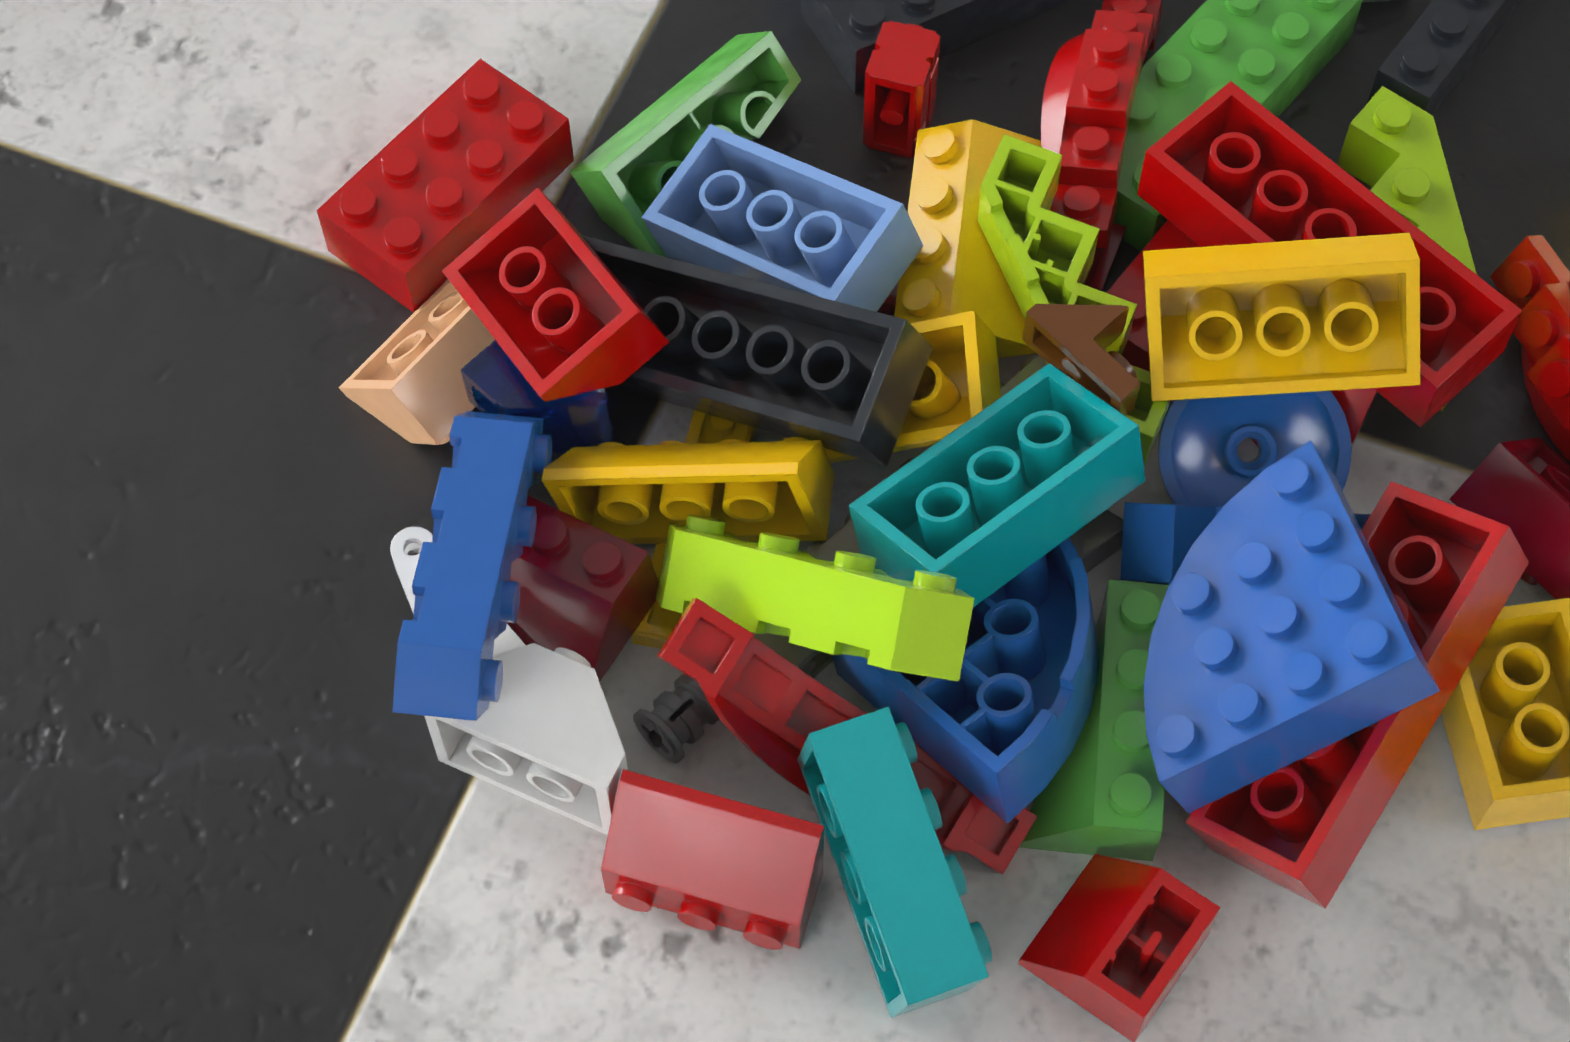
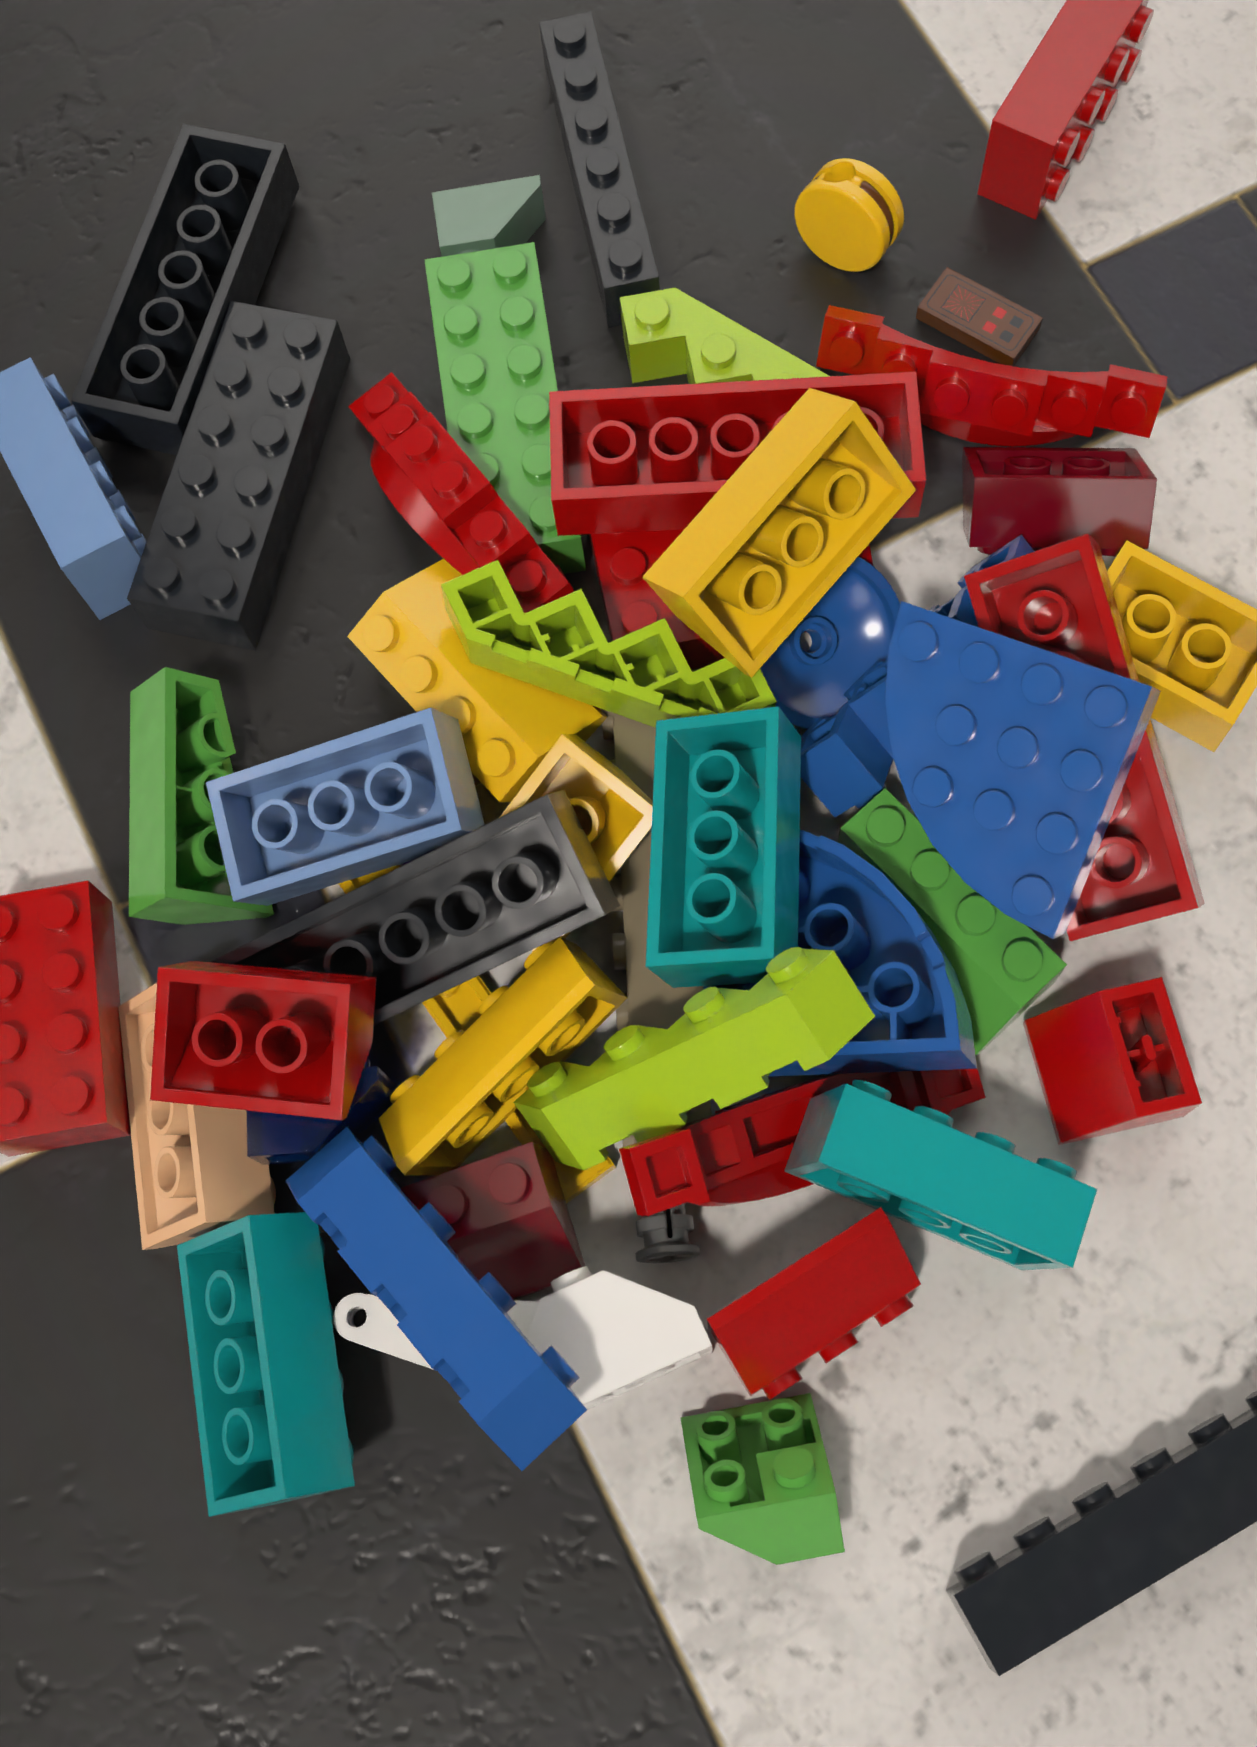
camera: 40 degrees left, 10 degrees up
(325, 517) = (264, 1363): none -> teal brick
(547, 941) = (764, 1479): none -> bright green slope
(900, 87) = (299, 615): red brick -> none
(1075, 343) = (664, 693): reddish brown slope -> none

